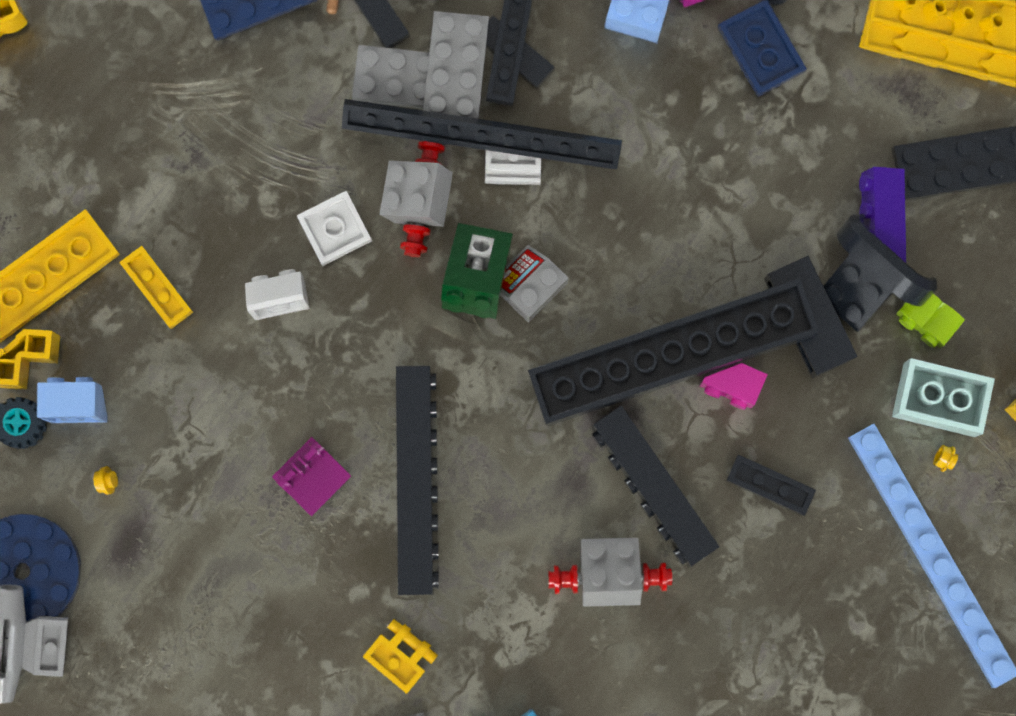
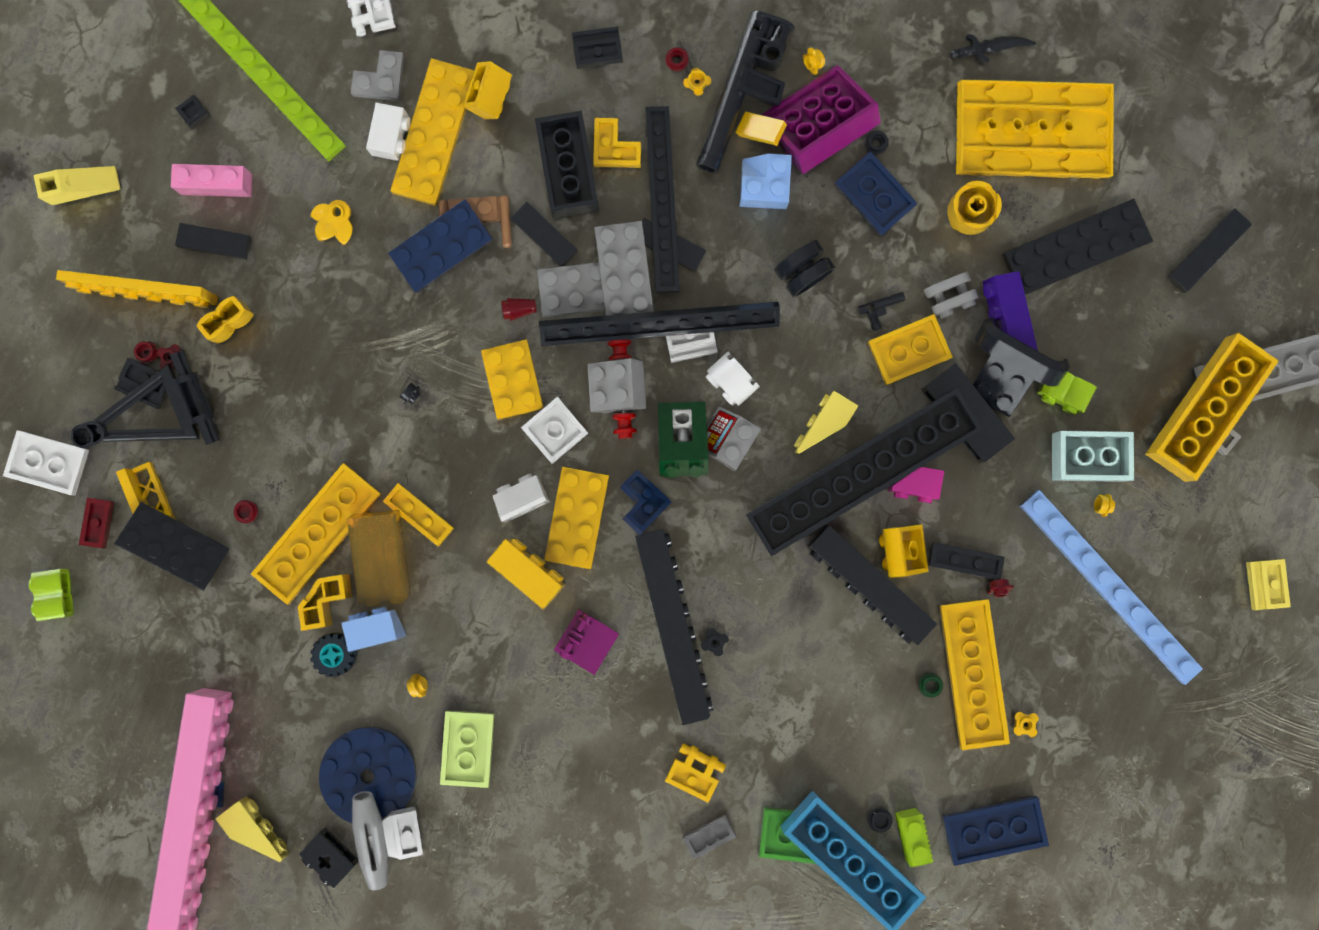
camera: 10 degrees left, 5 degrees up
(99, 324) = (379, 557): none -> clear yellow brick
(144, 566) = (467, 749): none -> yellowish green plate
(181, 150) = (410, 394): none -> black plate
(263, 378) = (526, 572): none -> yellow brick
(300, 161) = (512, 379): none -> yellow plate
(326, 82) = (517, 307): none -> dark red cone
(335, 333) = (576, 518): none -> yellow plate
(421, 331) = (649, 501): none -> dark blue plate
(458, 502) = (712, 635): none -> black plate
(550, 216) = (732, 379): none -> white brick
(610, 573) = (852, 666): light grey brick -> none
(651, 288) = (833, 416): none -> light yellow slope
(660, 110) = (805, 268): none -> black wheel
(701, 455) = (904, 551): none -> yellow brick
(706, 619) = (936, 690): none -> dark green plate
(737, 177) = (879, 308): none -> black hose
(751, 618) = (974, 674): none -> yellow plate
(760, 230) = (909, 349): none -> yellow plate
(801, 698) = (1019, 721): none -> yellow plate
(803, 525) = (1000, 588): none -> dark red plate
(813, 191) = (964, 299): none -> light grey brick
(883, 82) = (984, 199): none -> yellow brick

